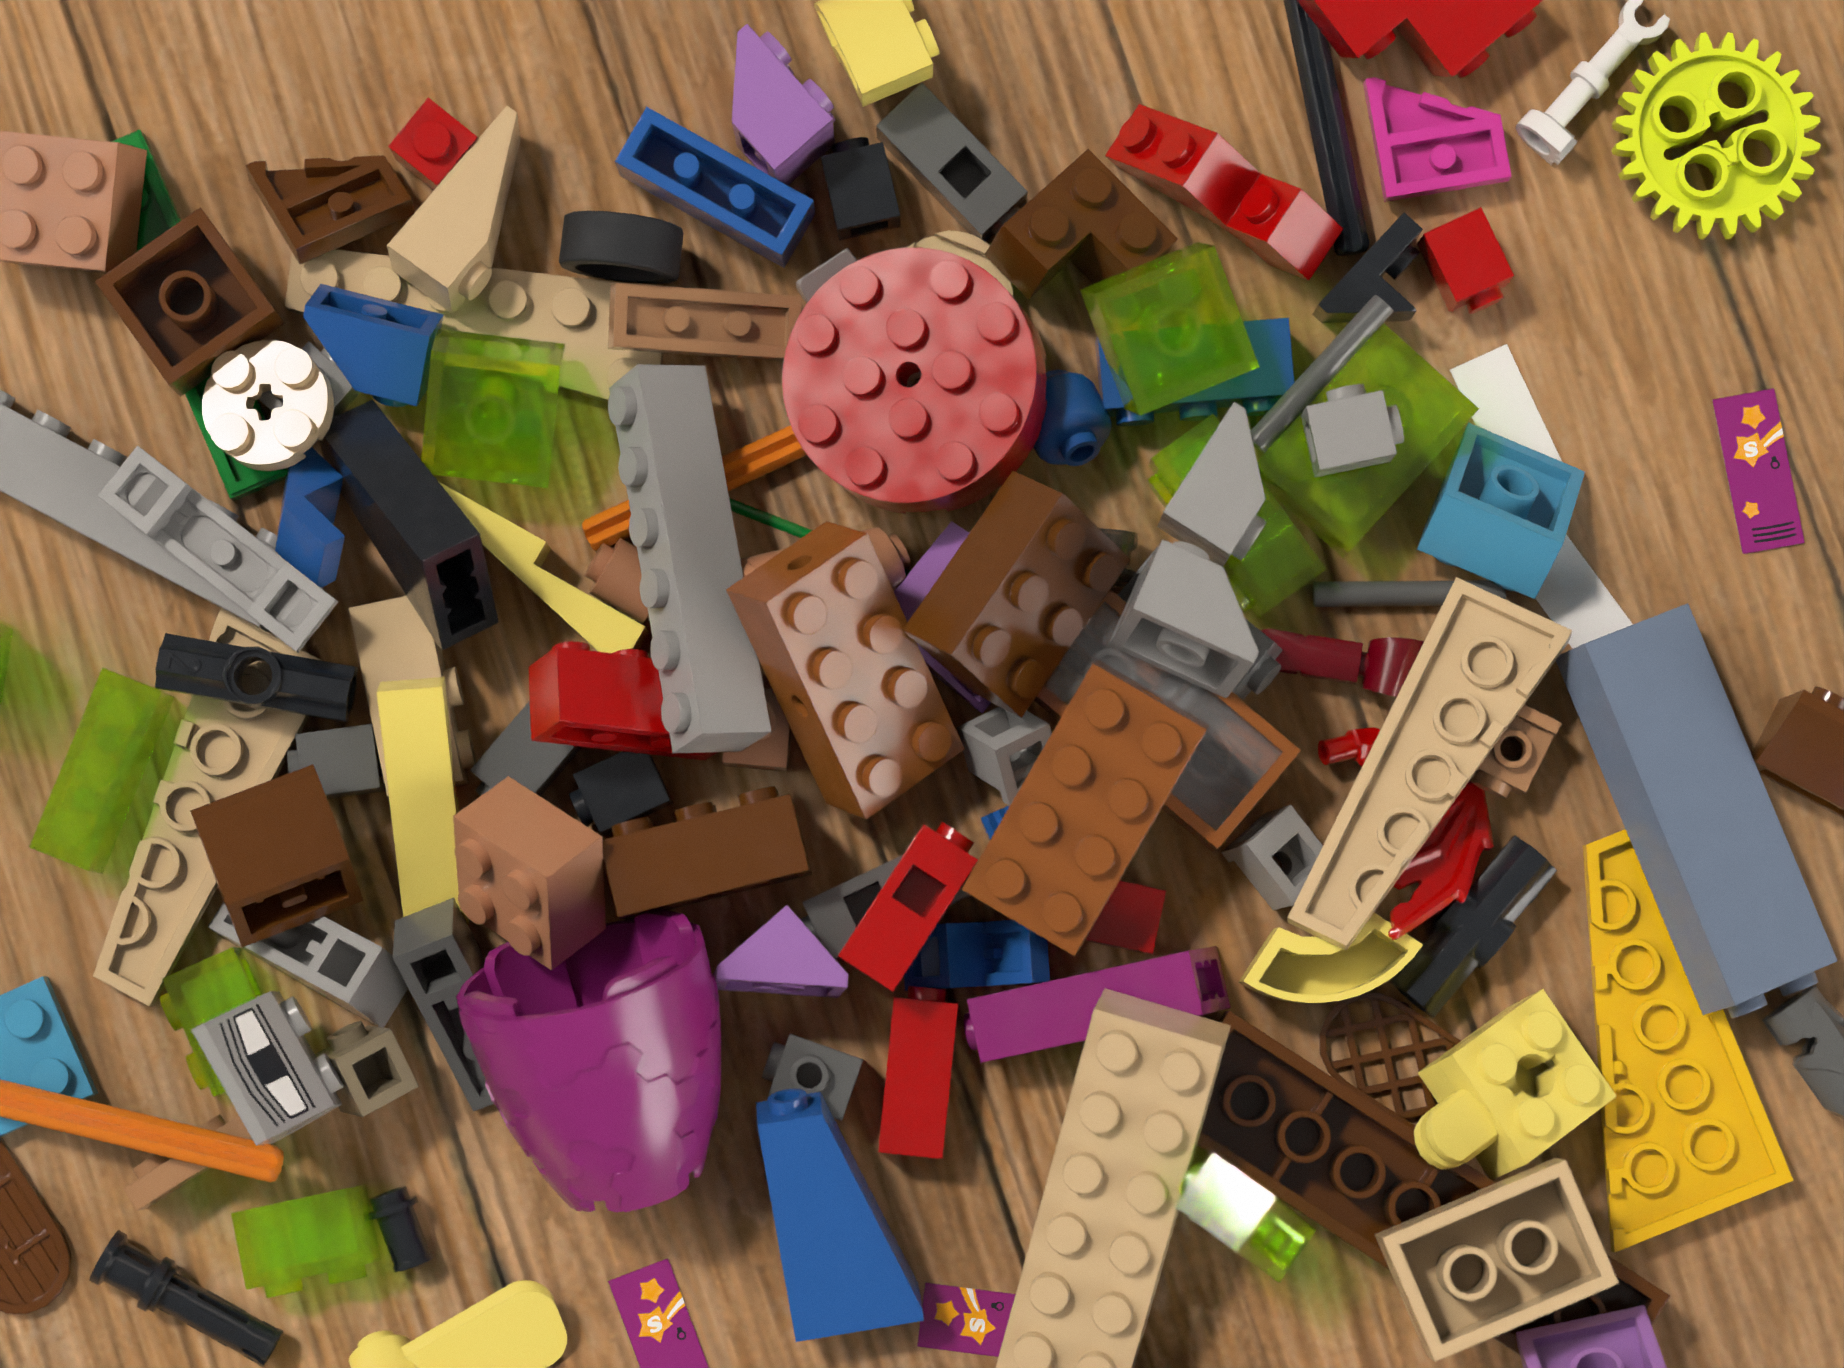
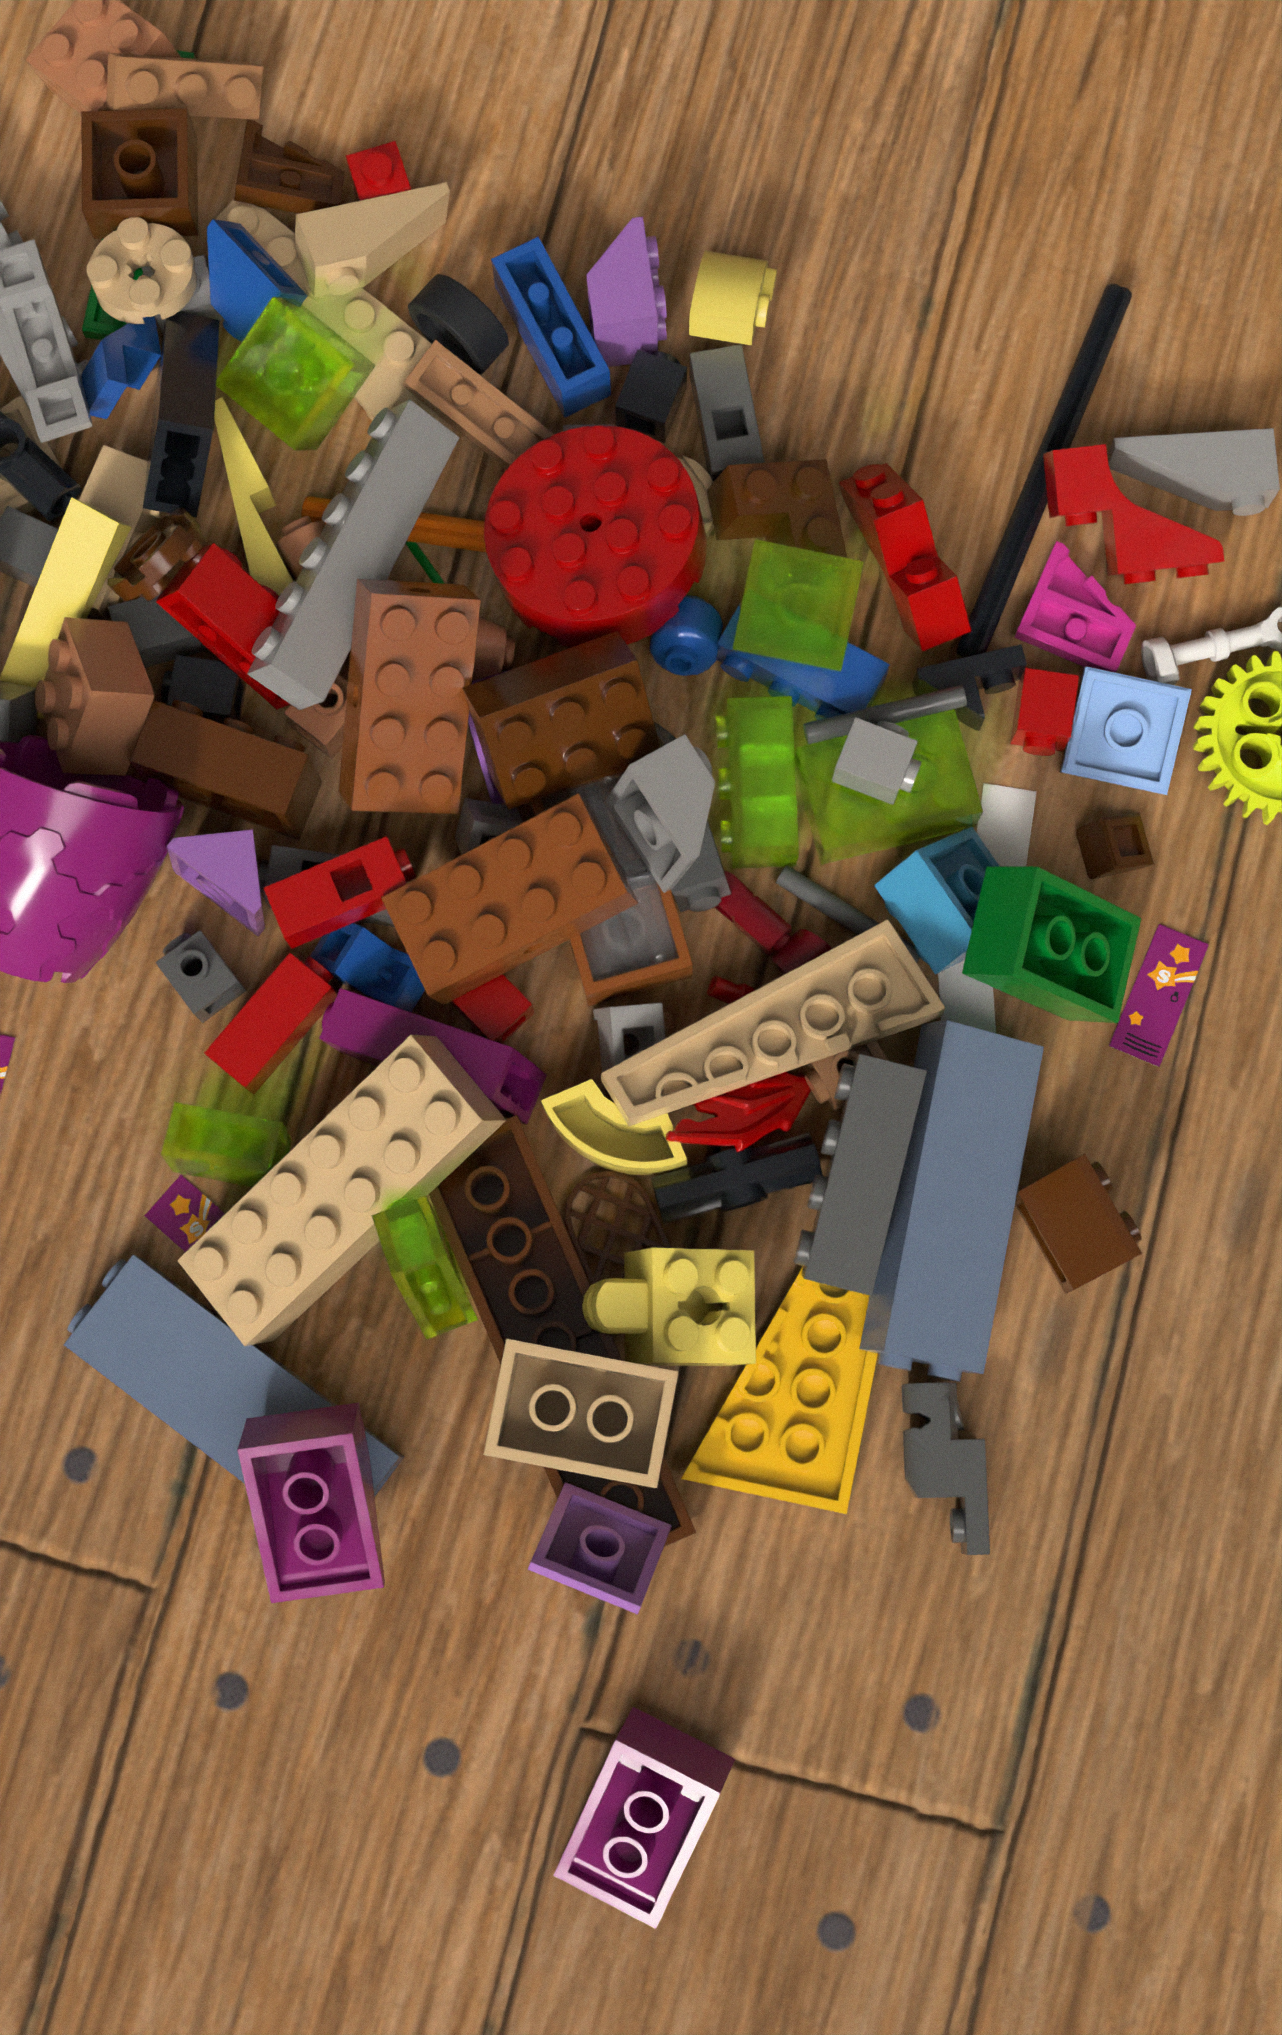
camera: 35 degrees right, 5 degrees down
(170, 180) = (199, 85): none -> medium nougat plate
(494, 692) = (154, 554): none -> reddish brown plate
(831, 1234) = (132, 1077): blue slope -> none
(962, 1228) = (223, 1144): none -> clear neon green brick
(1220, 494) = (752, 740): light grey slope -> none
(1559, 227) = (1126, 730): none -> light blue plate
(1604, 851) = (862, 1173): none -> dark grey brick
(1620, 350) = (1114, 845): none -> reddish brown slope
(1634, 500) = (1051, 944): none -> green brick

